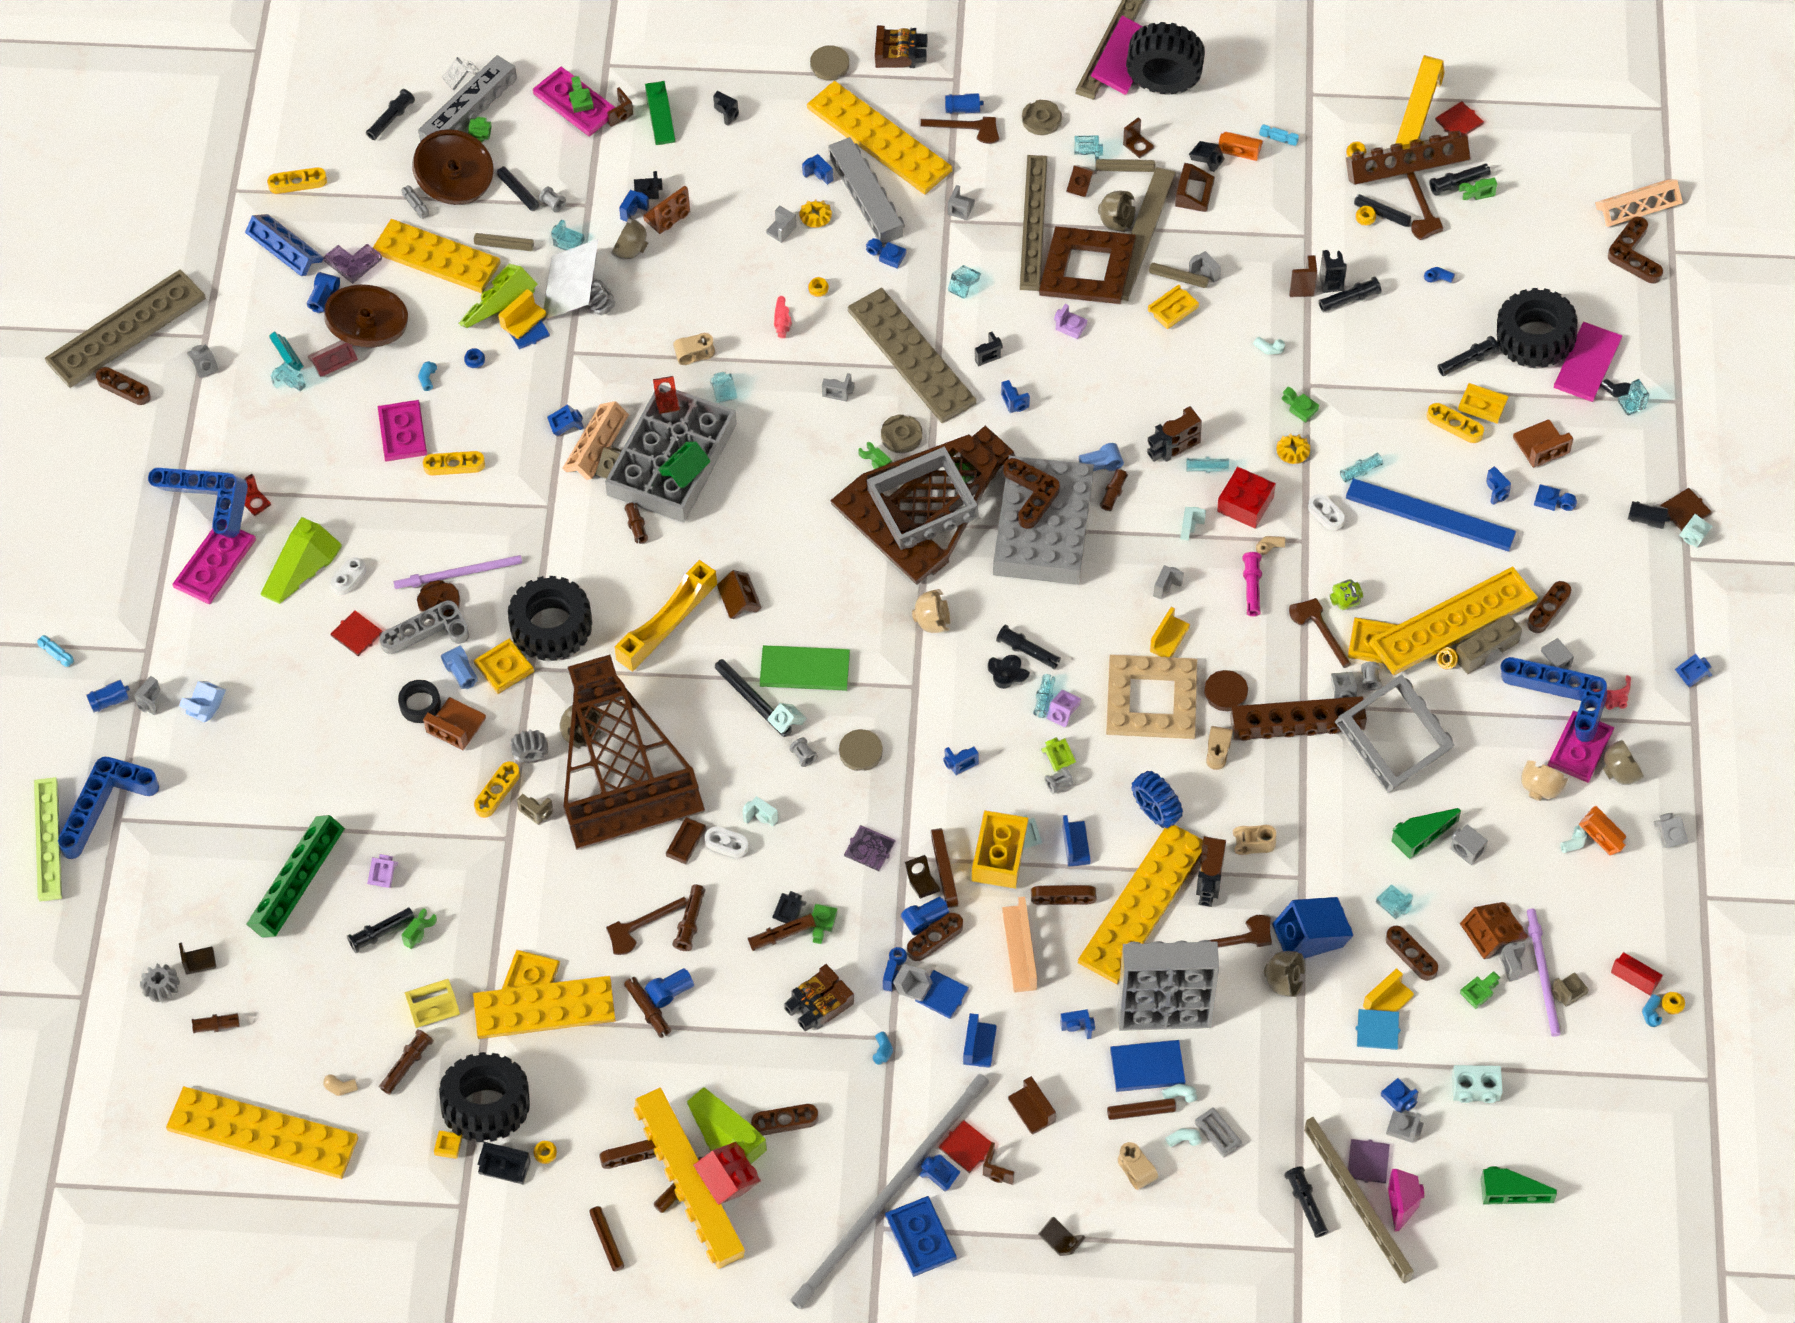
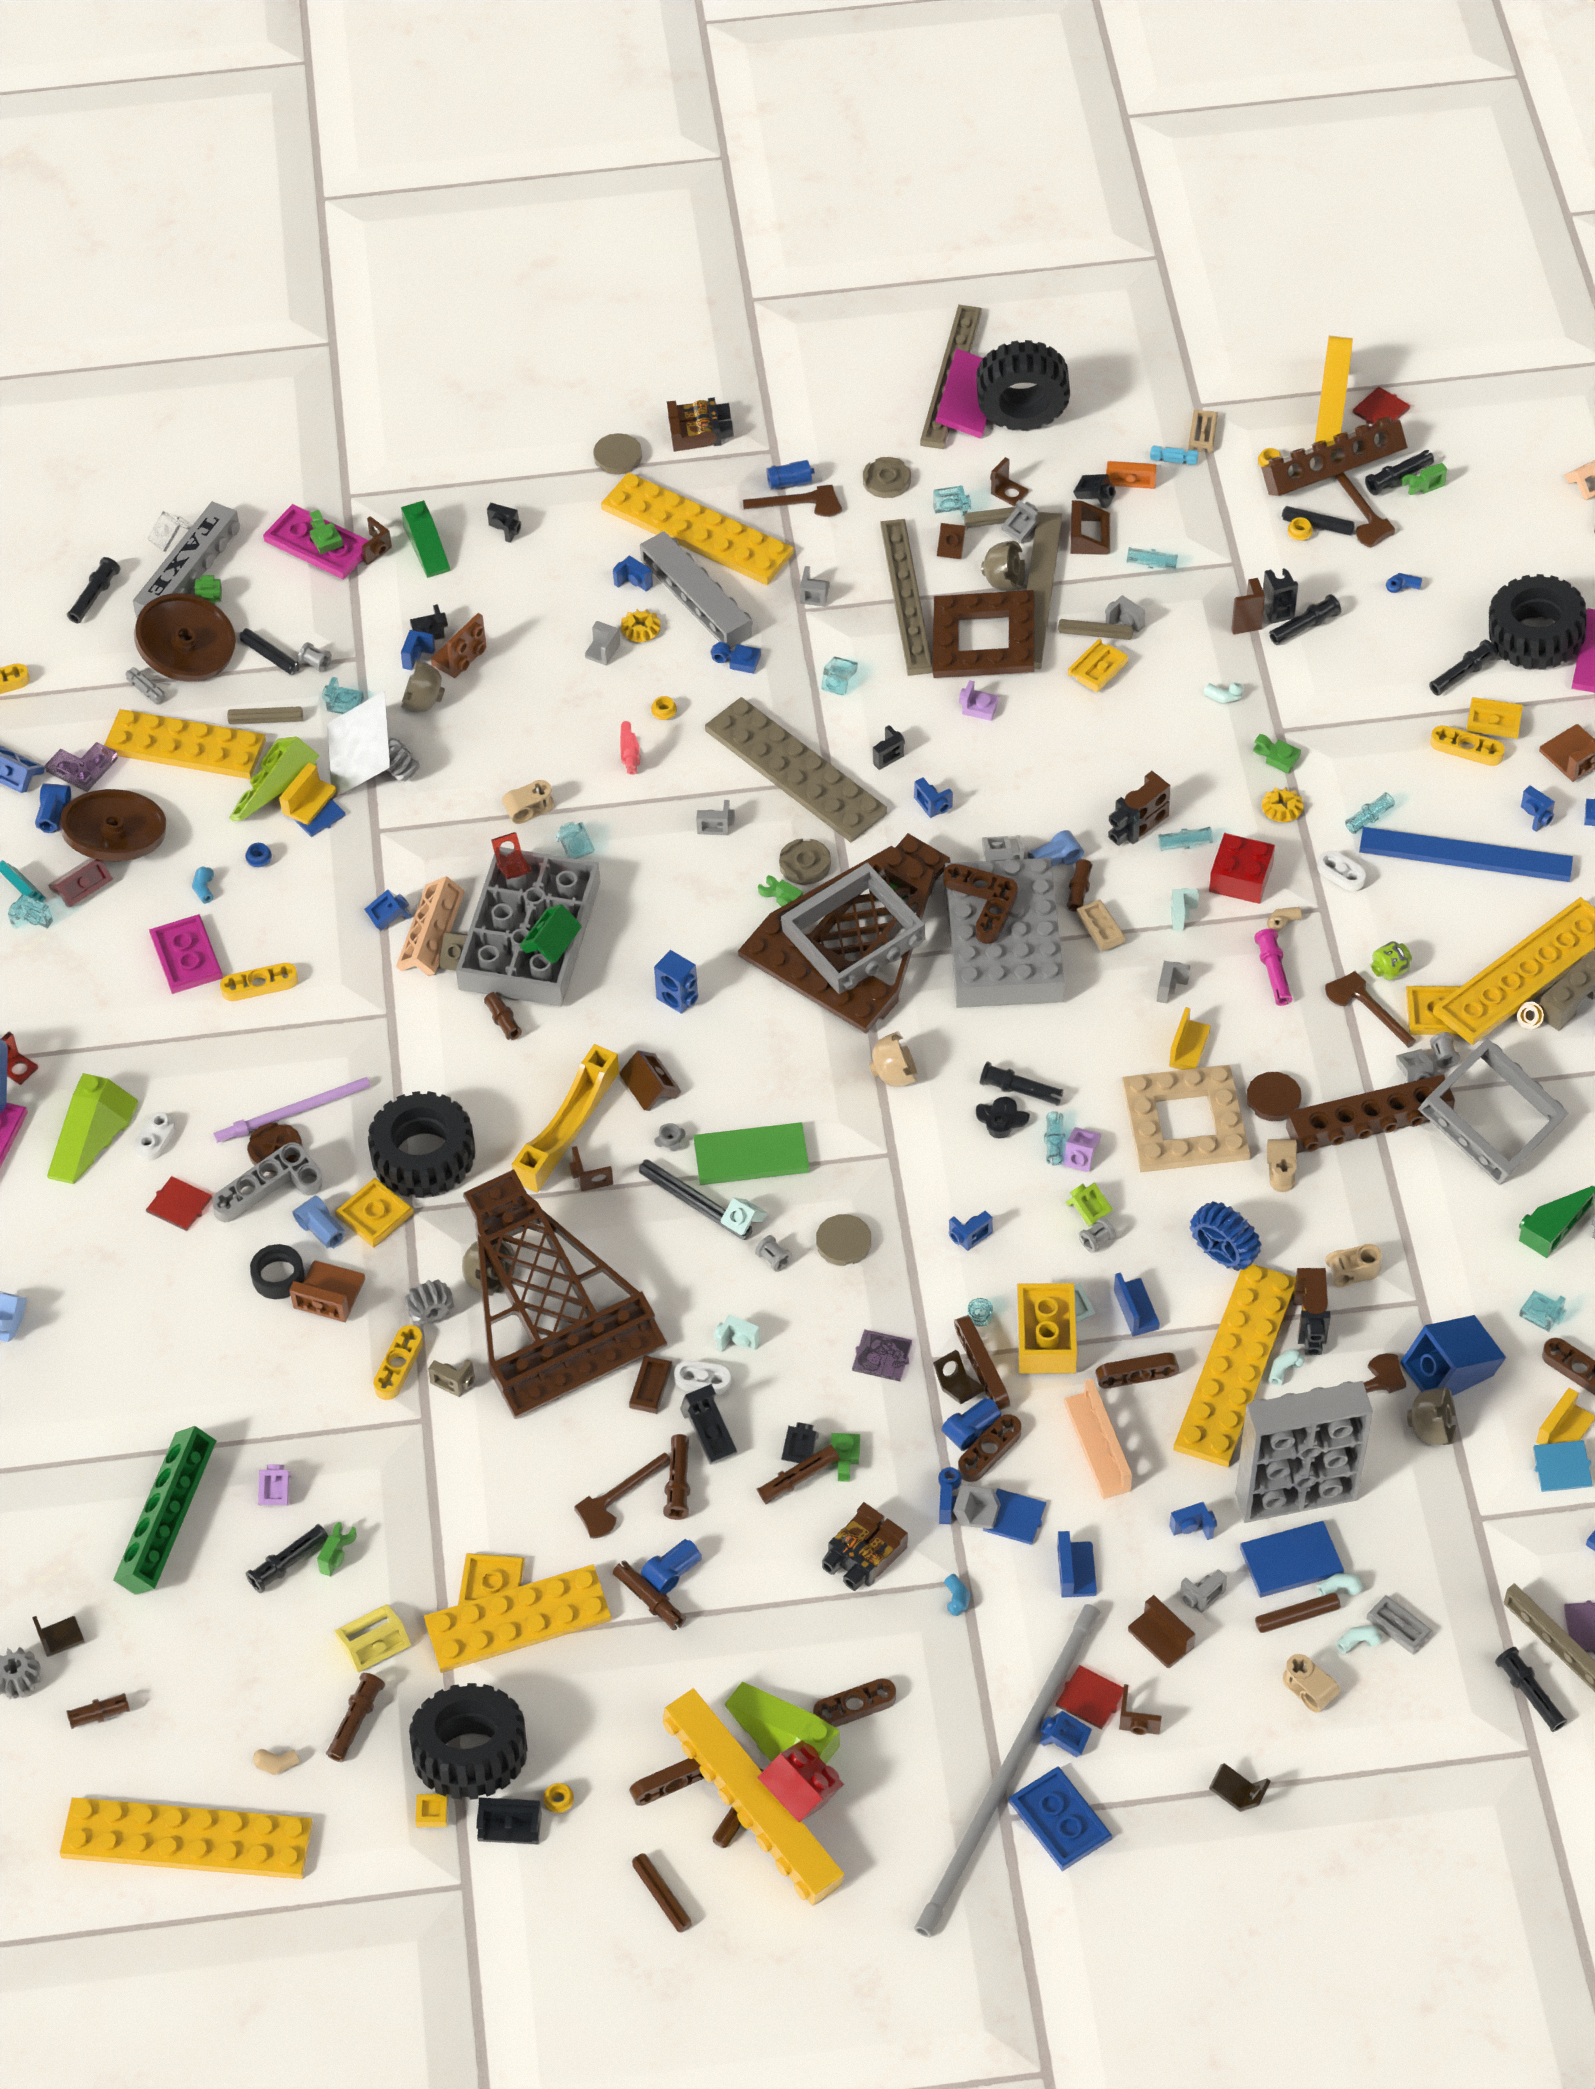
camera: 10 degrees left, 5 degrees down
(671, 666) = (585, 1178): none -> reddish brown bracket
(721, 881) = (708, 1424): none -> black bracket
(744, 638) = (670, 1130): none -> light grey plate
(775, 518) = (676, 981): none -> blue brick
(953, 820) = (980, 1303): none -> clear light blue bush
(1058, 449) = (1002, 848): none -> light grey plate
(1074, 1081) = (1206, 1593): none -> light grey bracket
(1122, 526) = (1101, 925): none -> tan plate
(1140, 173) = (1021, 521): none -> light grey bracket
(1177, 909) = (1280, 1364): none -> light aqua arm
(1239, 221) = (1152, 558): none -> clear light blue pin
(1303, 129) = (1201, 444): none -> tan tile

